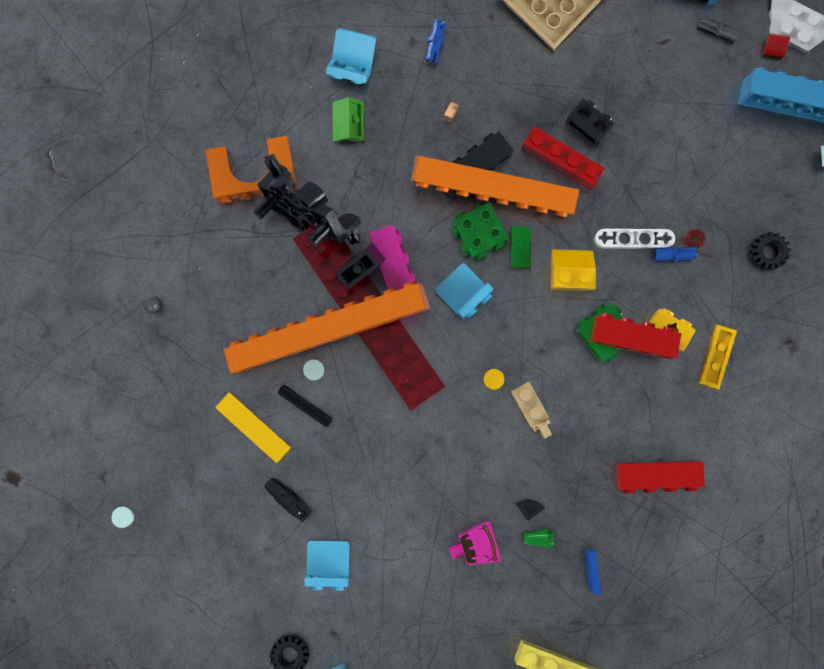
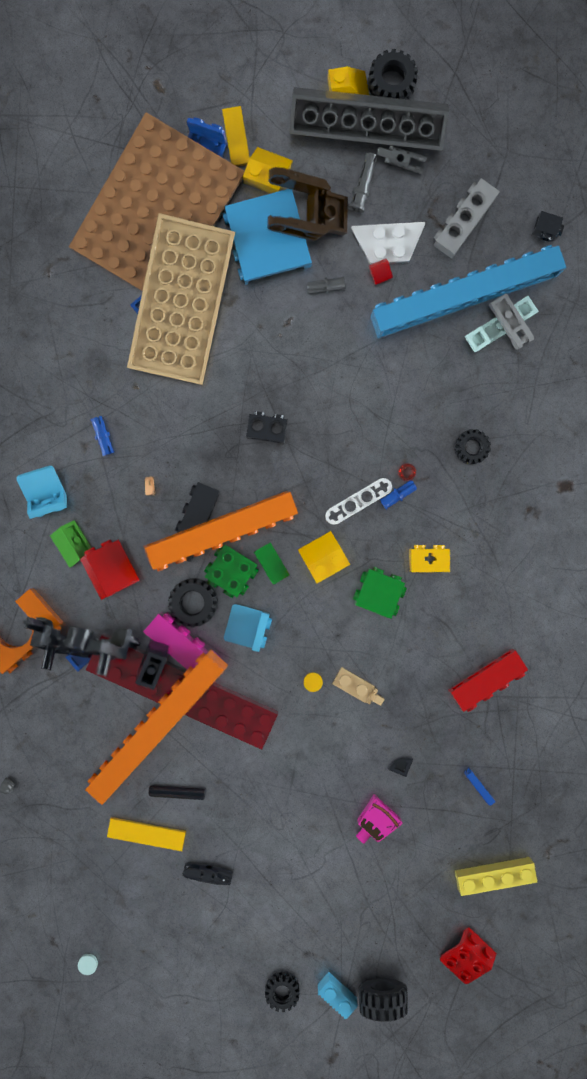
camera: 25 degrees left, 5 degrees up
(288, 230) = (78, 662): none -> blue tile
(313, 369) = (166, 760): light aqua tile -> none
(327, 565) = (270, 906): medium azure bracket -> none
(370, 161) = (109, 568): none -> red brick
(433, 221) = (177, 609): none -> black tyre
(540, 538) = (424, 785): green cone -> none
(562, 158) = (262, 471): red brick -> none
(635, 337) = (404, 587): red brick -> none
(717, 357) = (479, 557): yellow tile -> none

